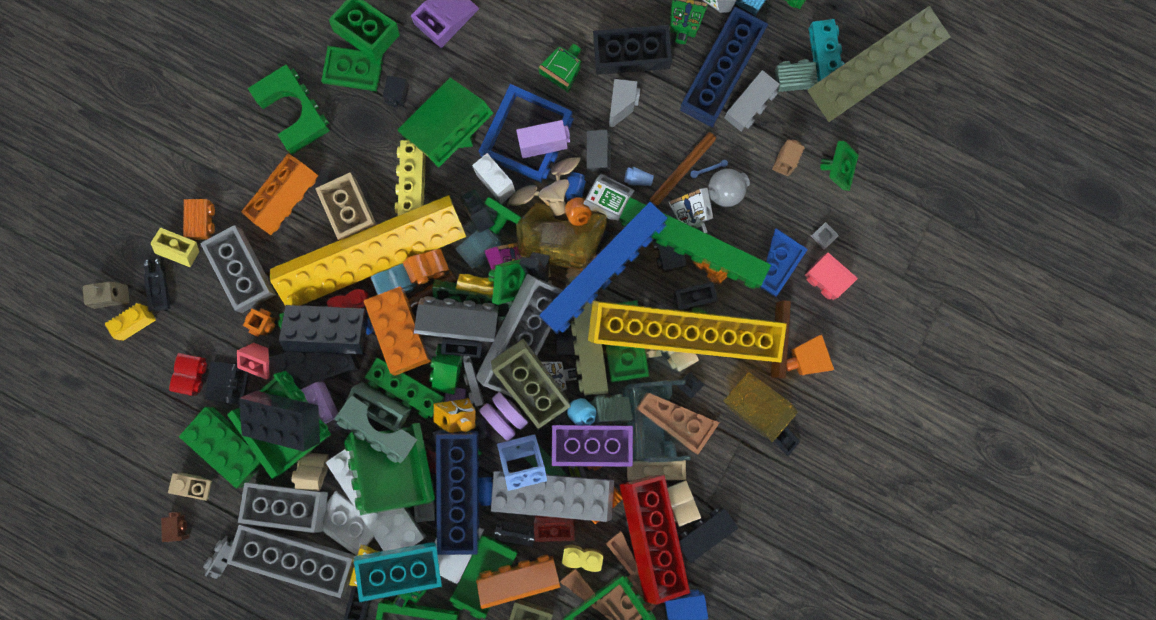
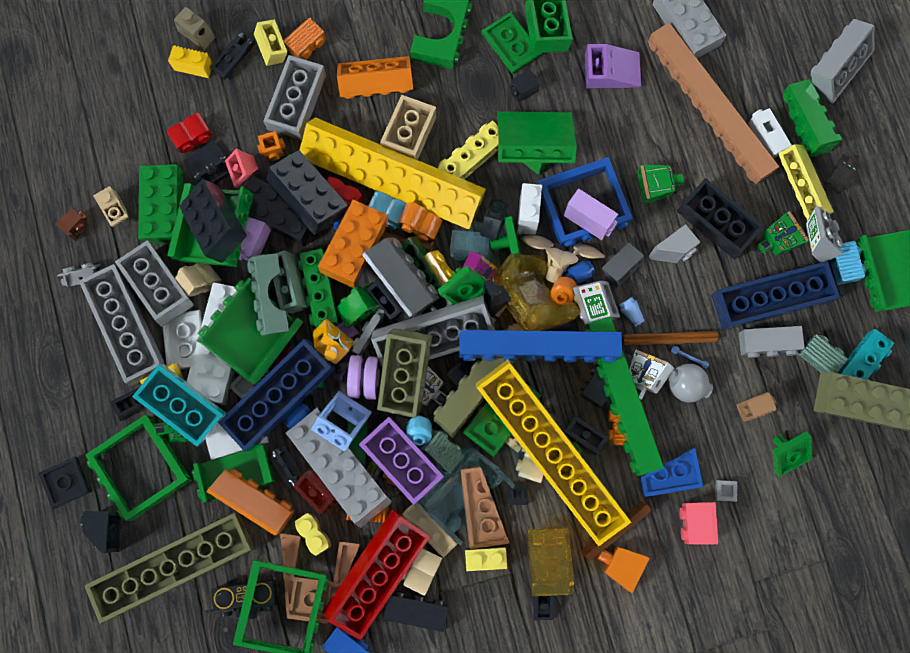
camera: 45 degrees right, 5 degrees down
(715, 450) = (486, 559): none -> light yellow brick

